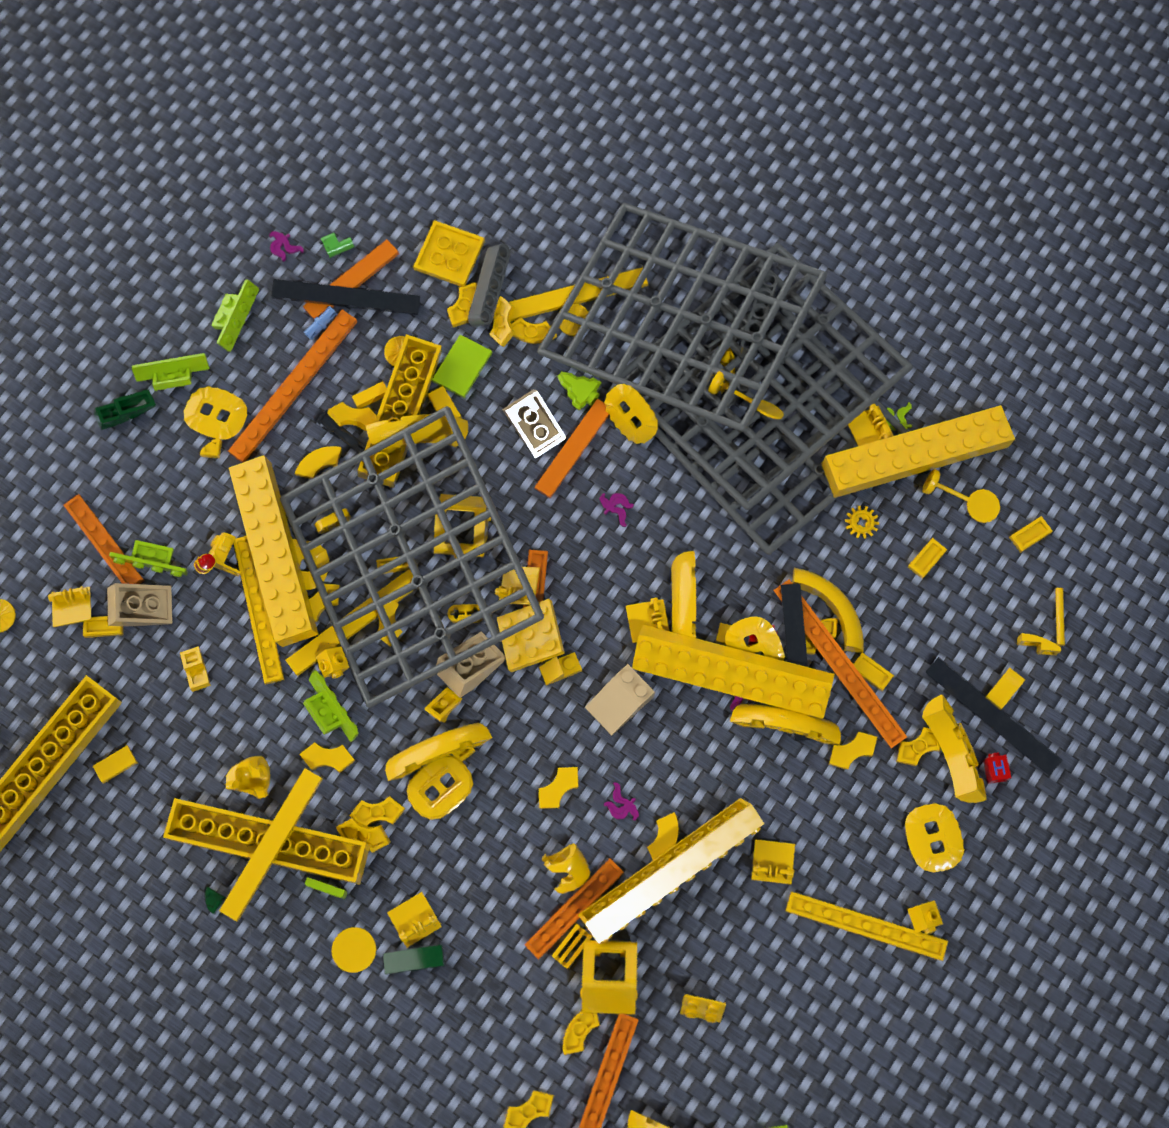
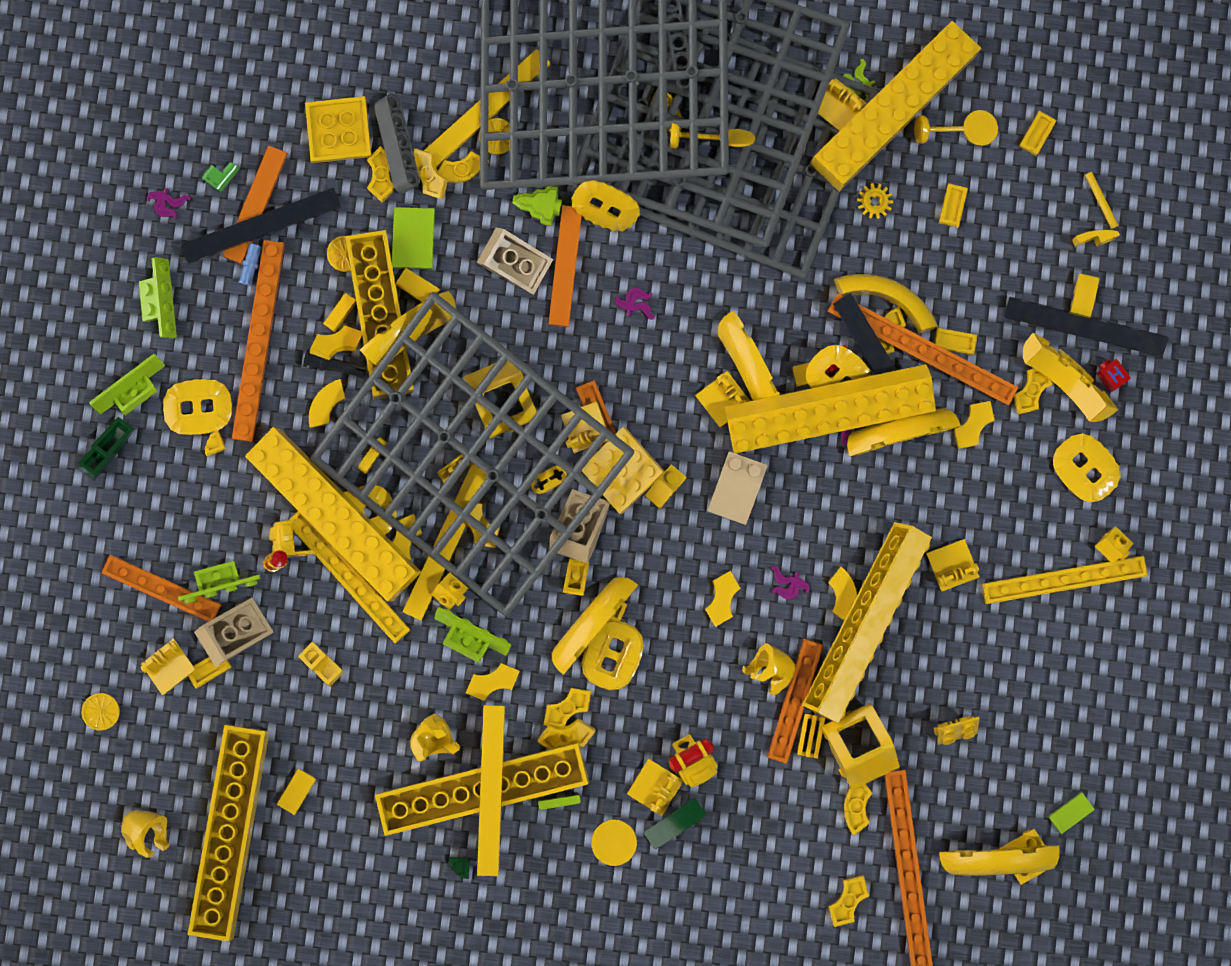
camera: 30 degrees left, 10 degrees up
(458, 913) = (694, 763): none -> yellow piece

